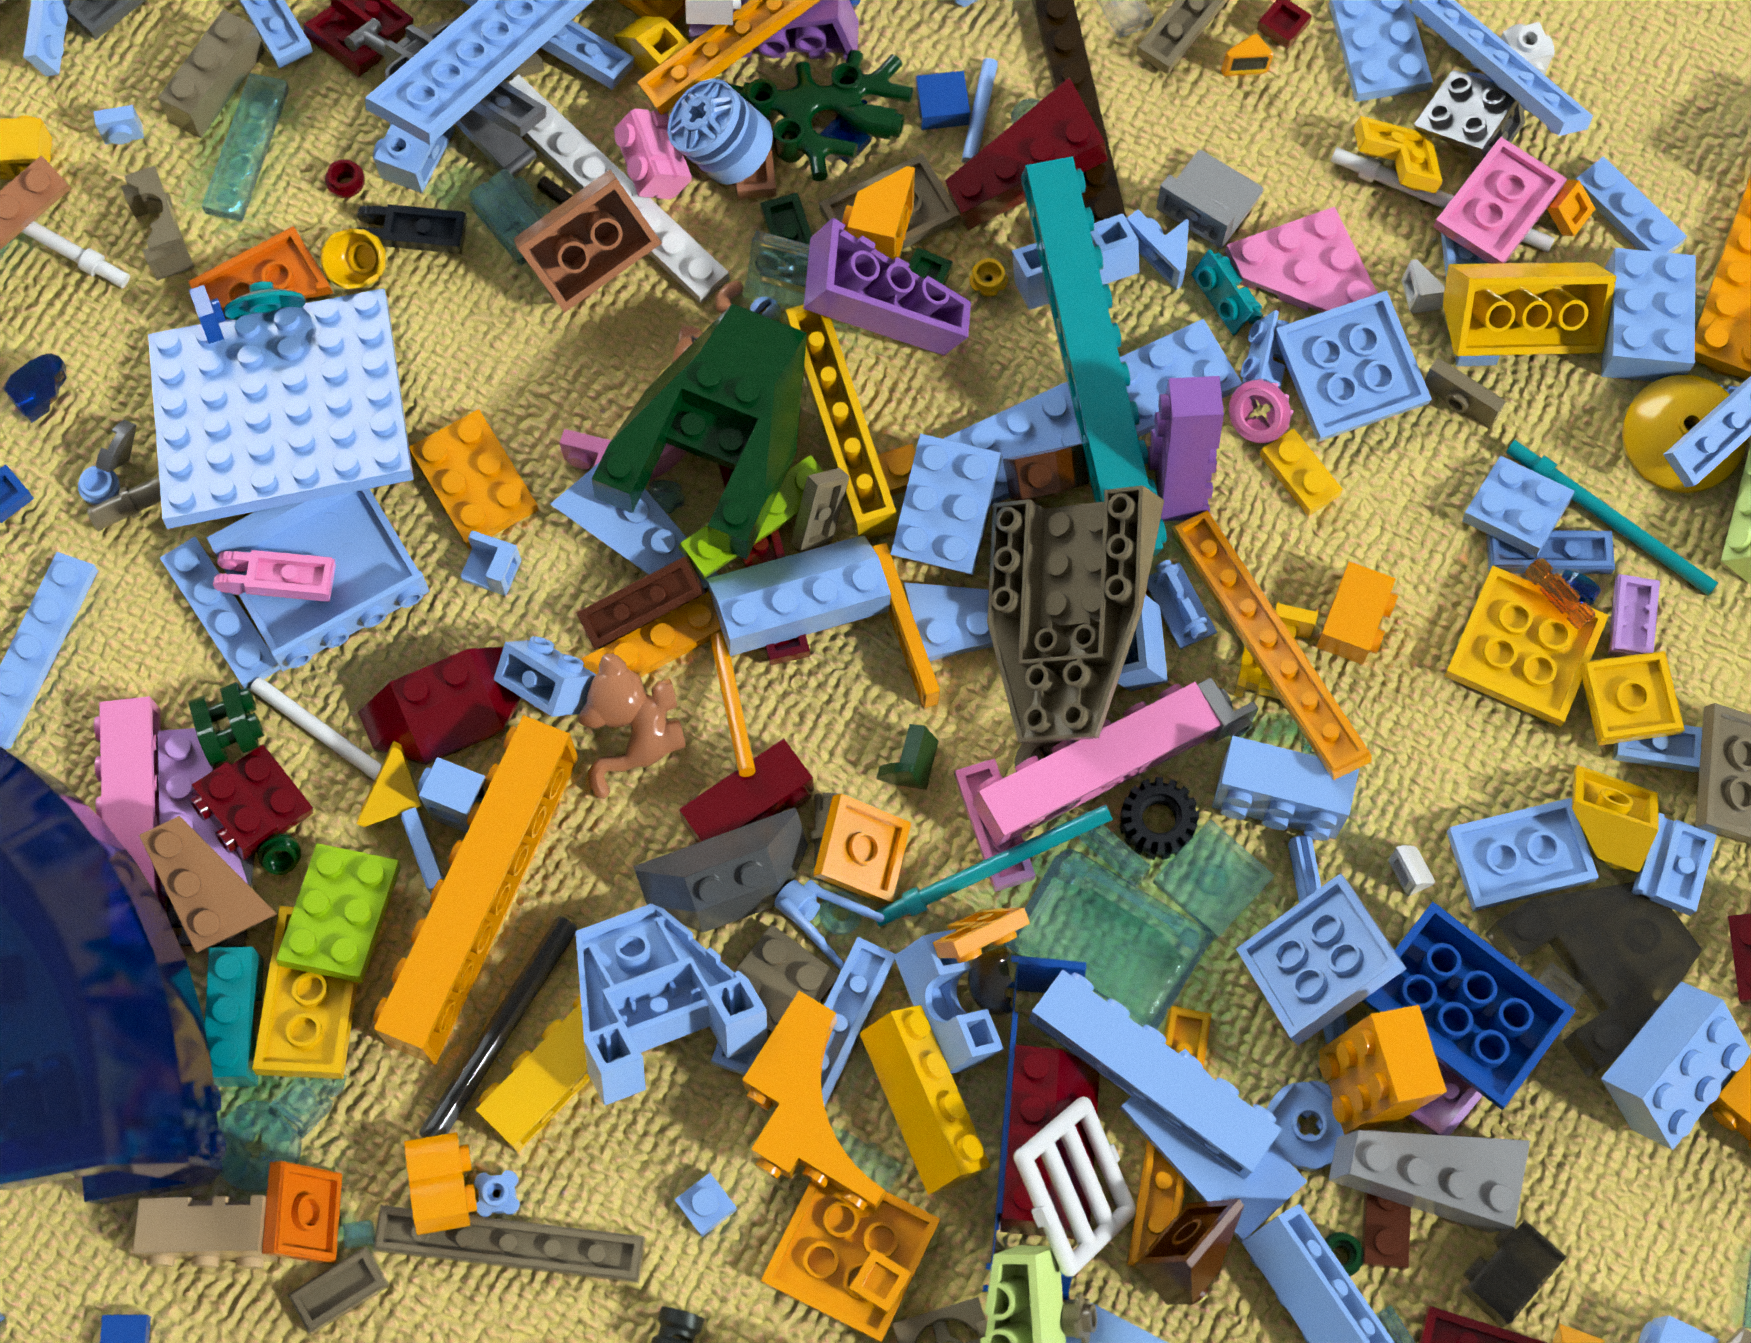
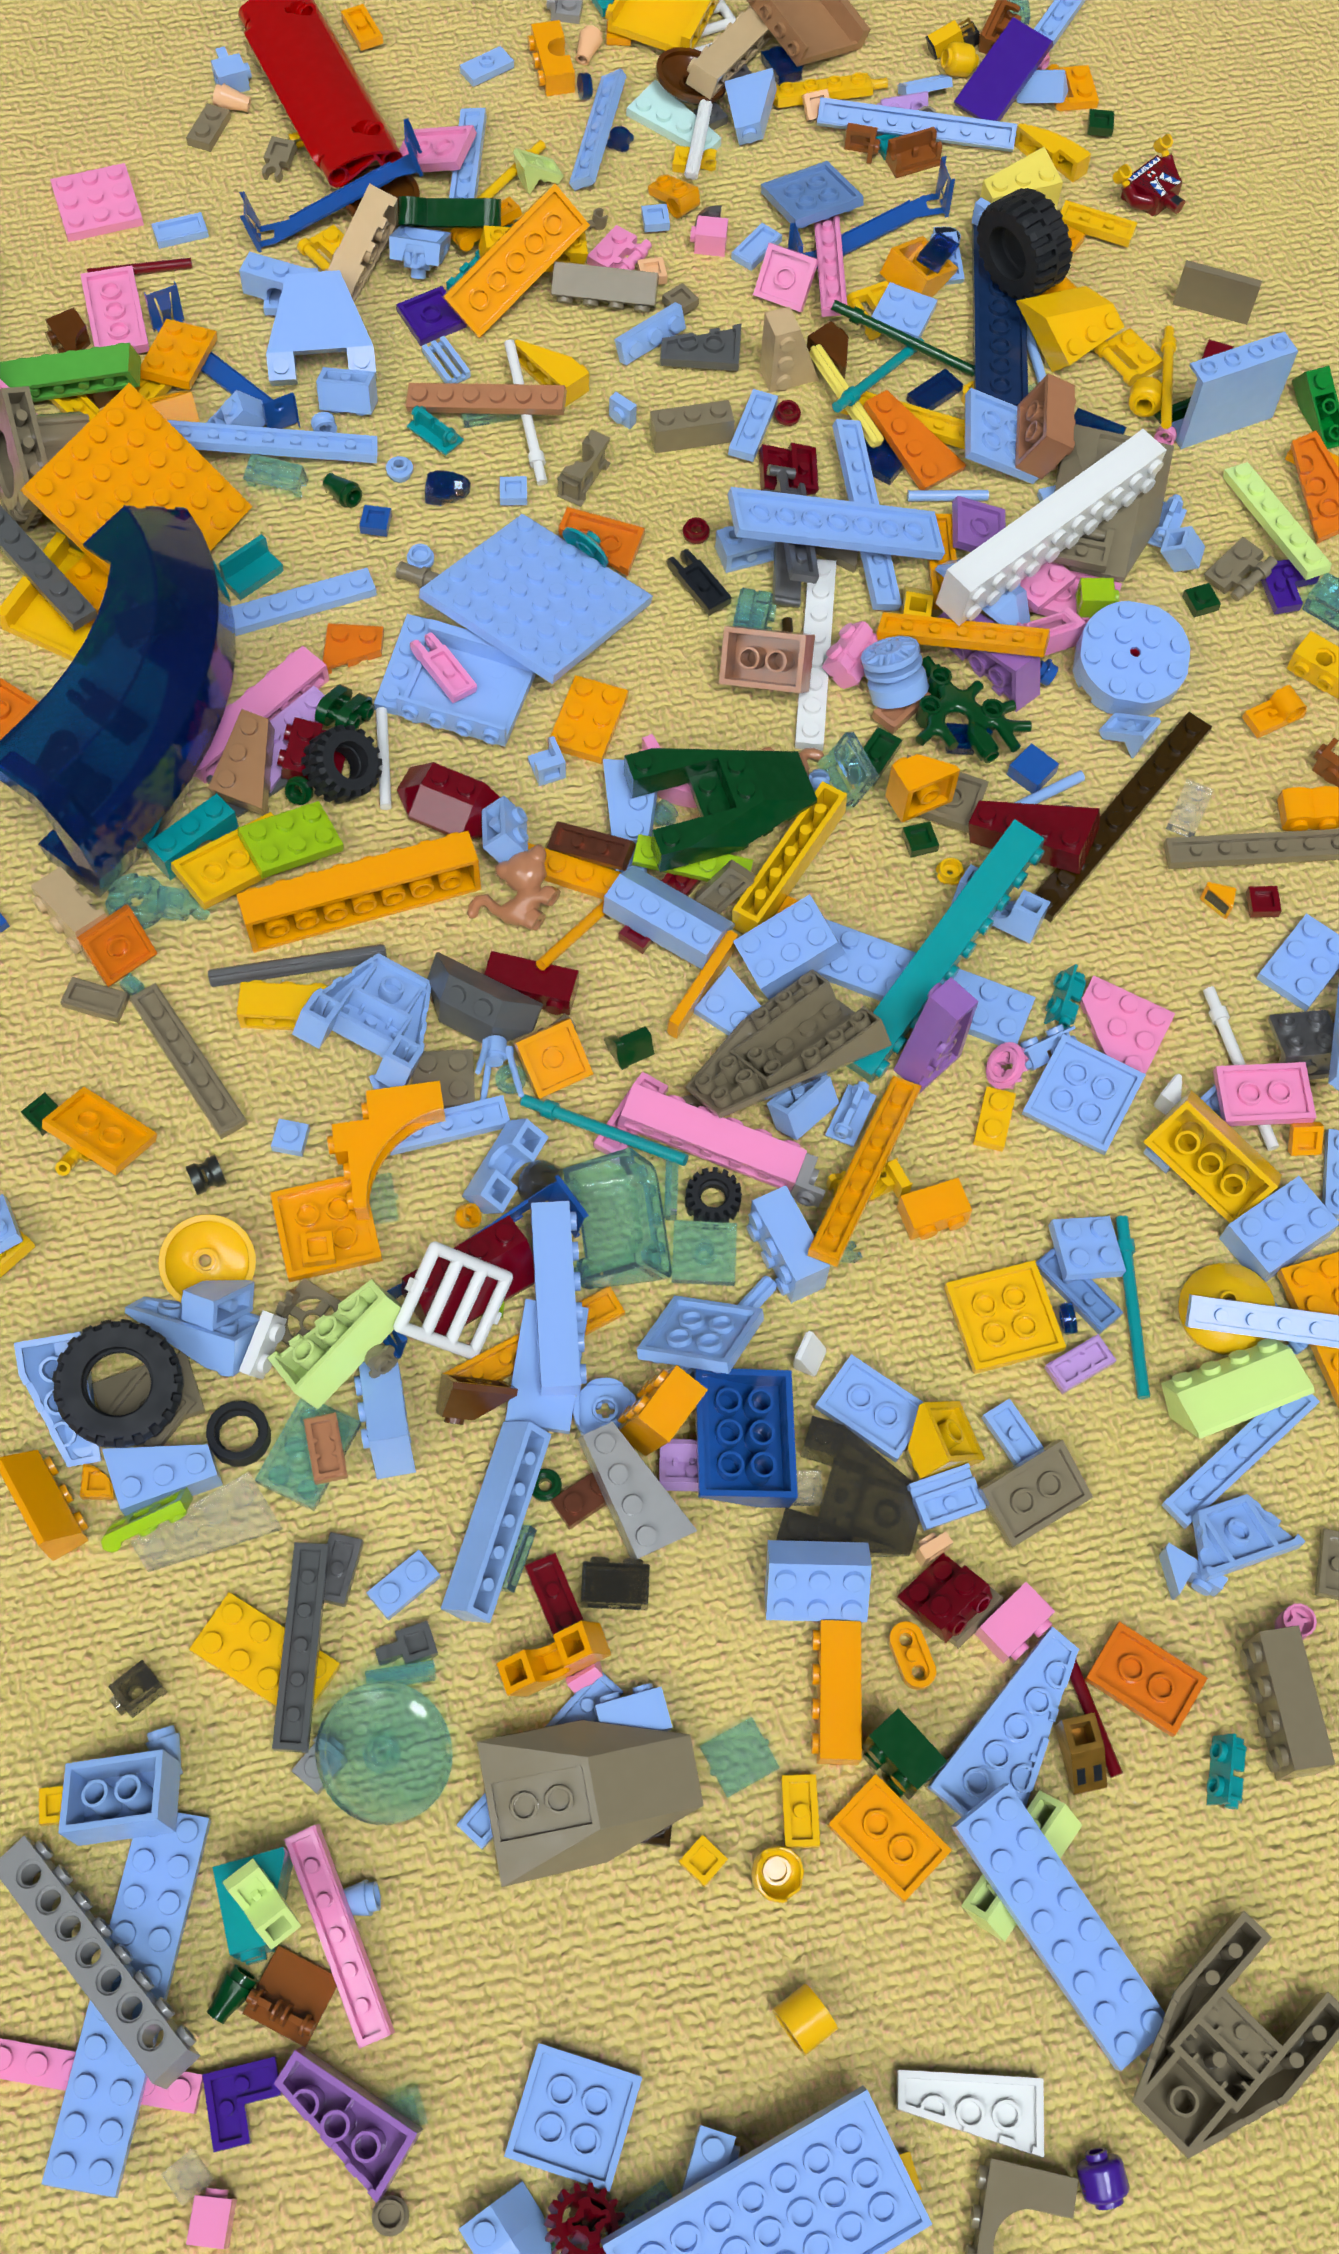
camera: 45 degrees right, 5 degrees down
(109, 319) = (513, 490): none -> light blue plate
(119, 449) = (447, 549): flat silver tile -> none
(139, 648) = (351, 644): none -> orange wing
(209, 313) = (554, 525): blue plate -> none
(245, 147) = (668, 474): clear light blue plate -> none
(284, 803) = (361, 758): none -> black tyre
(353, 258) = (652, 567): yellow hair -> none
(391, 791) = (381, 810): yellow slope -> none
(422, 848) = (365, 845): light blue tile -> none
(438, 1184) = (188, 997): light orange brick -> none
(451, 792) = (398, 830): light blue brick -> none
(506, 1202) = (208, 1040): light blue plate -> none
(881, 294) = (876, 818): medium lavender wedge -> none
(924, 1099) = (440, 1195): yellow brick -> none
(970, 1087) = (468, 1211): none -> light orange hinge
(979, 930) = (560, 1150): light orange plate -> none
(1046, 472) = (858, 982): reddish brown slope -> none
(1163, 252) = (1058, 946): light blue slope -> none
(1209, 197) = (1112, 944): light grey bracket -> none
(1409, 149) = (1249, 1023): yellow plate -> none
(1463, 393) = (1127, 1166): dark tan plate -> none
(1560, 593) = (1051, 1307): clear orange axle -> none
(1631, 698) = (1024, 1395): yellow tile -> none
(1718, 922) = (932, 1547): none -> light nougat plate

